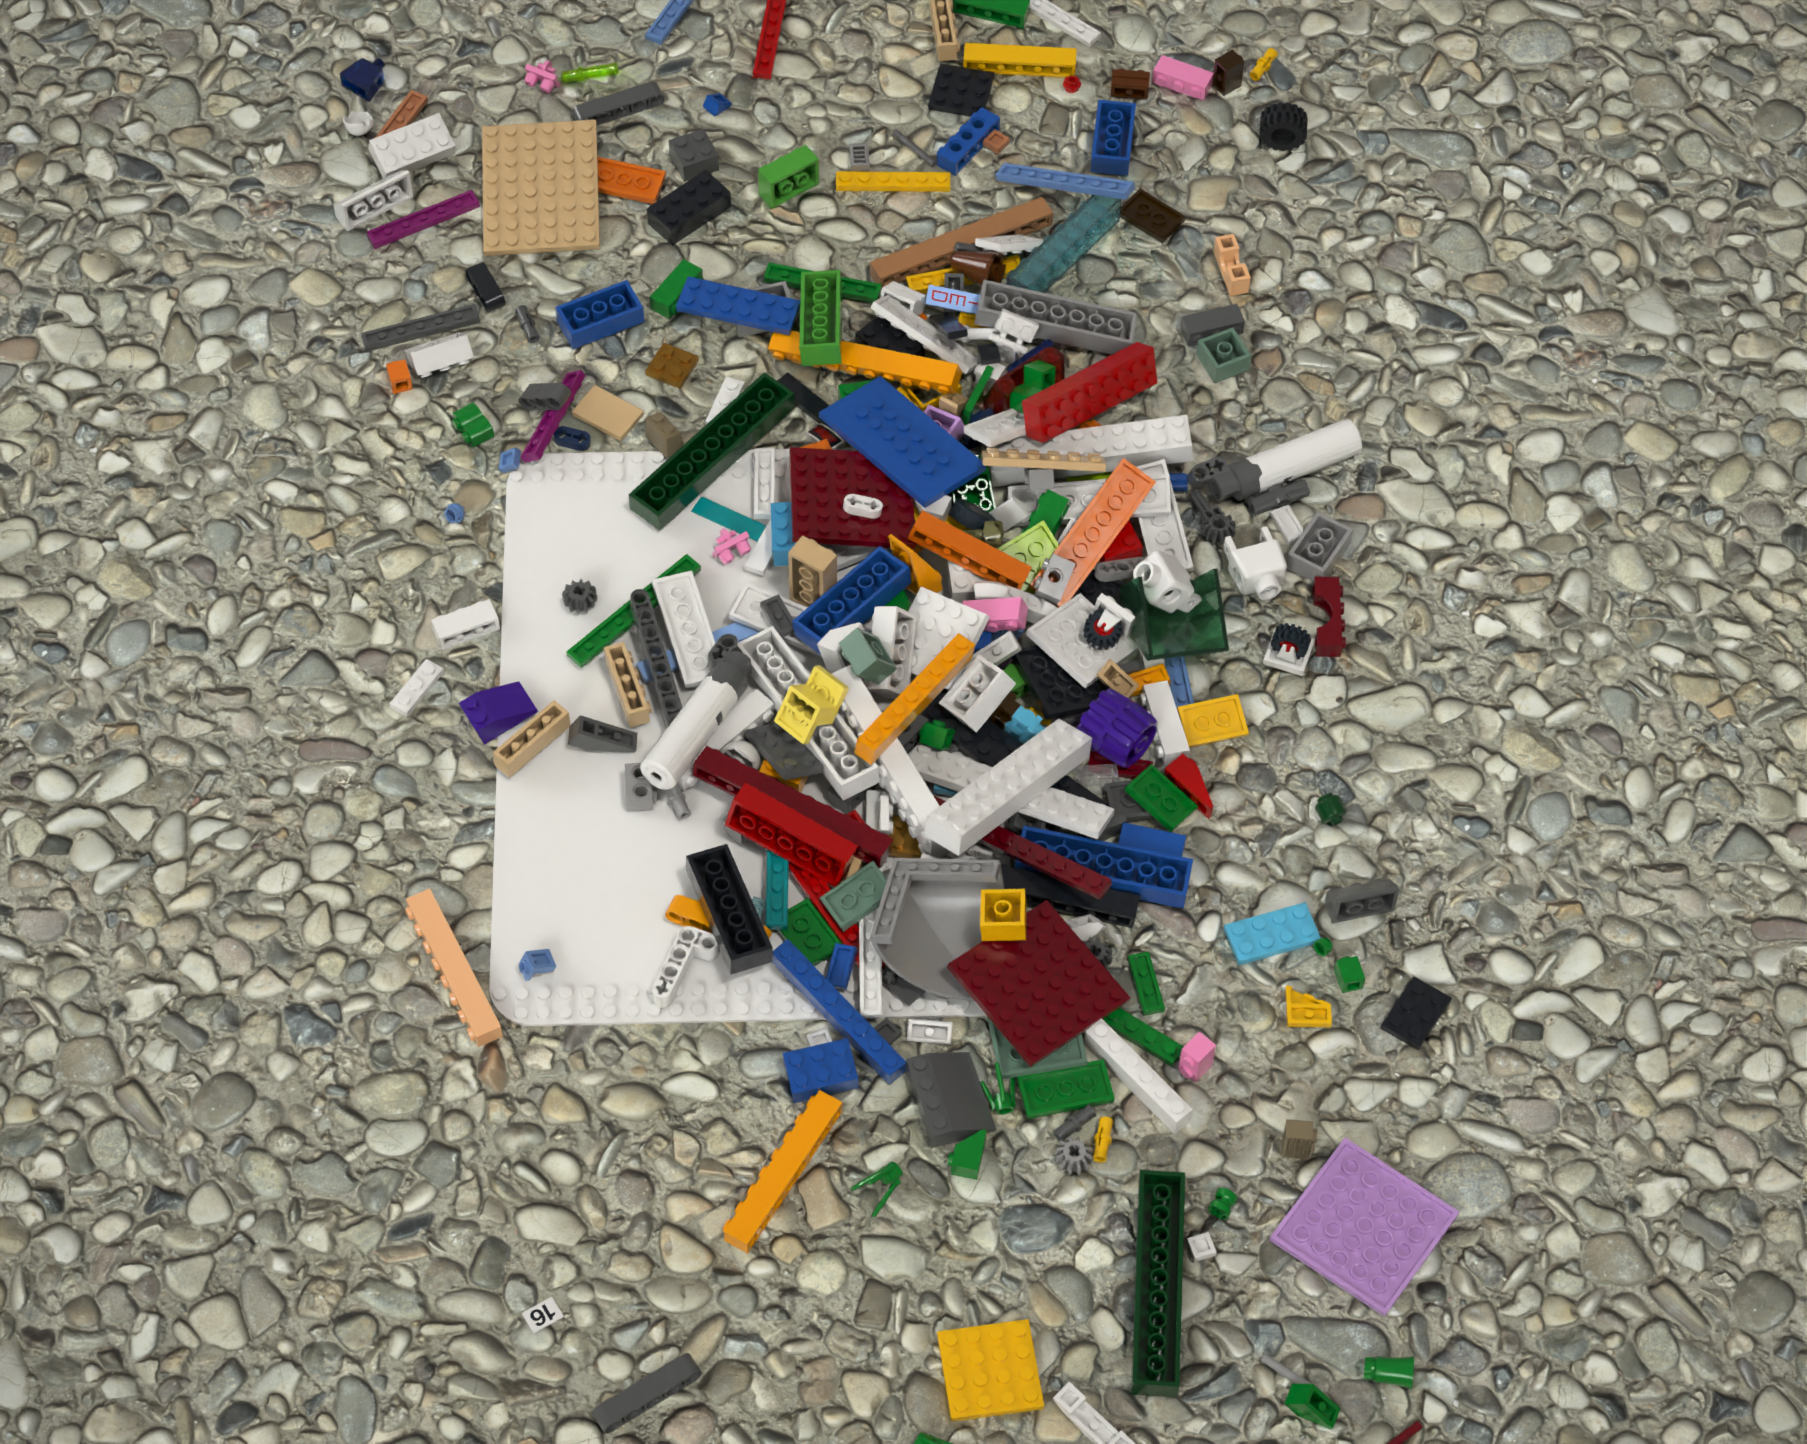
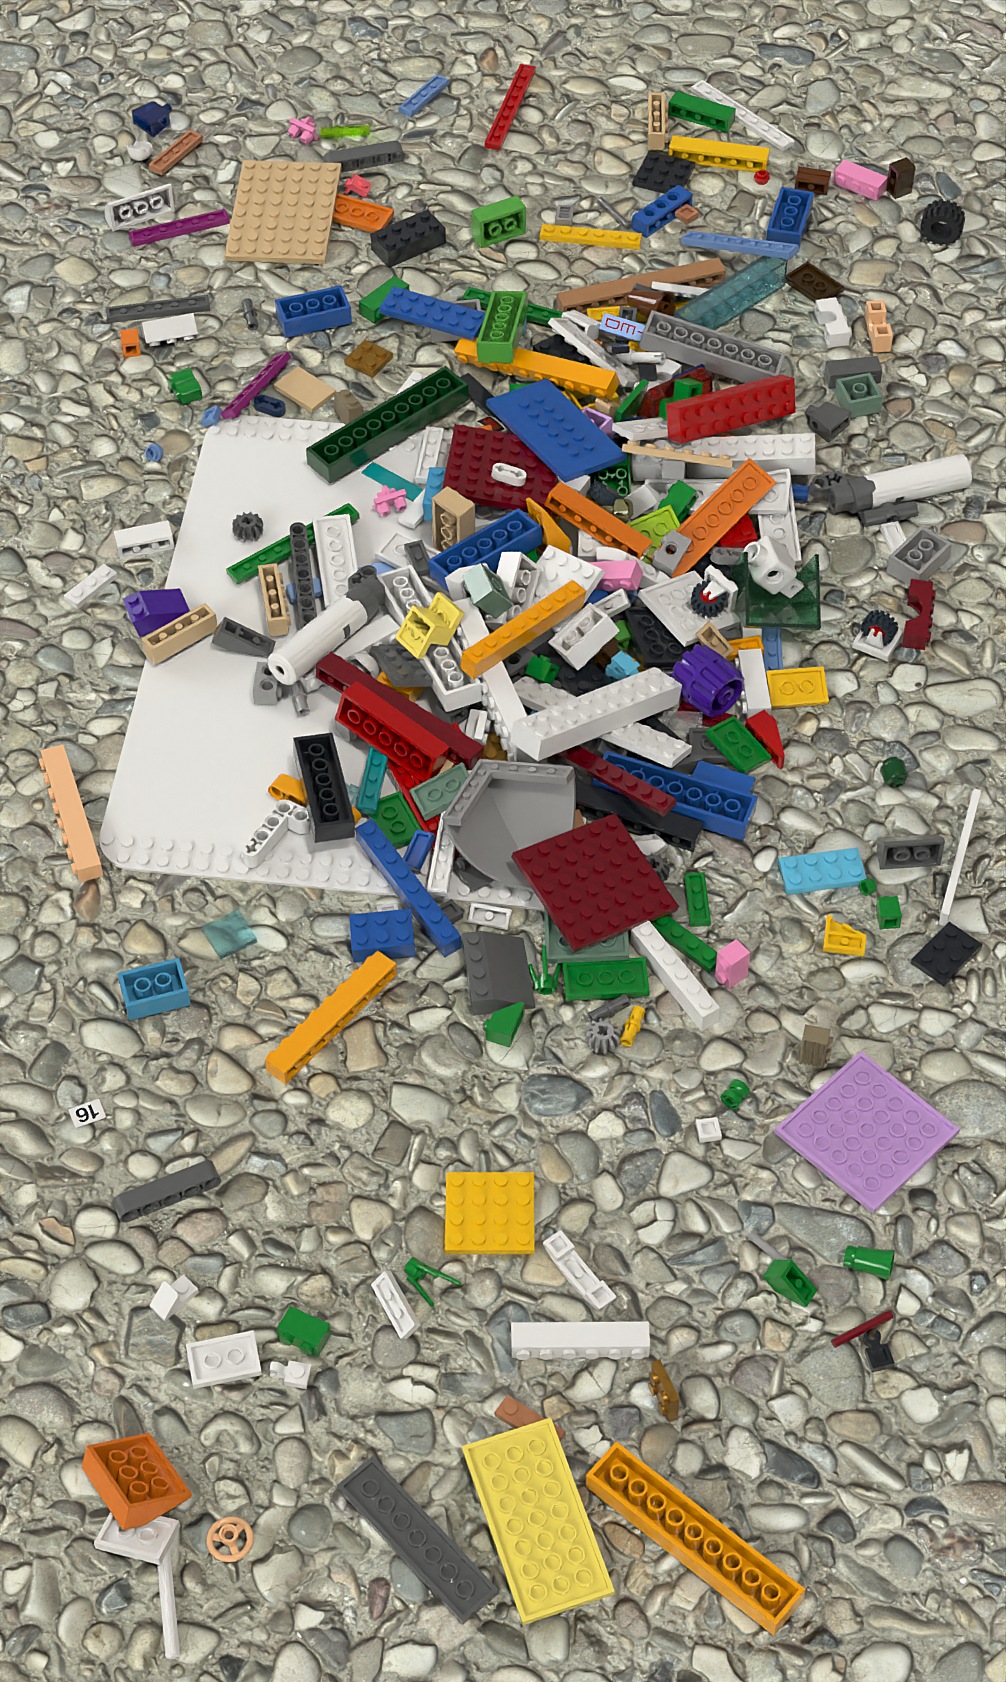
camera: 10 degrees right, 5 degrees down
(412, 146) = (181, 169): white brick -> none
(485, 287) = (220, 282): black beam -> none
(536, 962) = (144, 815): medium blue bracket -> none
(544, 396) = (251, 368): dark grey beam -> none
(588, 1164) = (154, 989): none -> dark azure brick
(617, 142) = (358, 185): none -> coral bracket
(653, 1088) = (229, 934): none -> clear light blue tile
(693, 154) = (420, 196): dark grey brick -> none
(716, 103) = (449, 164): blue slope -> none
(887, 1174) = (427, 1032): green plant -> none
(1003, 914) = (570, 816): yellow brick -> none
(1016, 326) = (673, 349): white plate -> none
(1158, 1284) = (660, 1156): dark green brick -> none
(1176, 252) = (836, 329): none -> white arch
(1194, 388) = (828, 420): none -> dark grey torso
(1213, 521) = (828, 529): dark grey gear -> none
(1257, 567) = (859, 566): white piece -> none
(1263, 64) = (939, 172): yellow pin -> none
(1414, 901) = (955, 874): none -> white tile

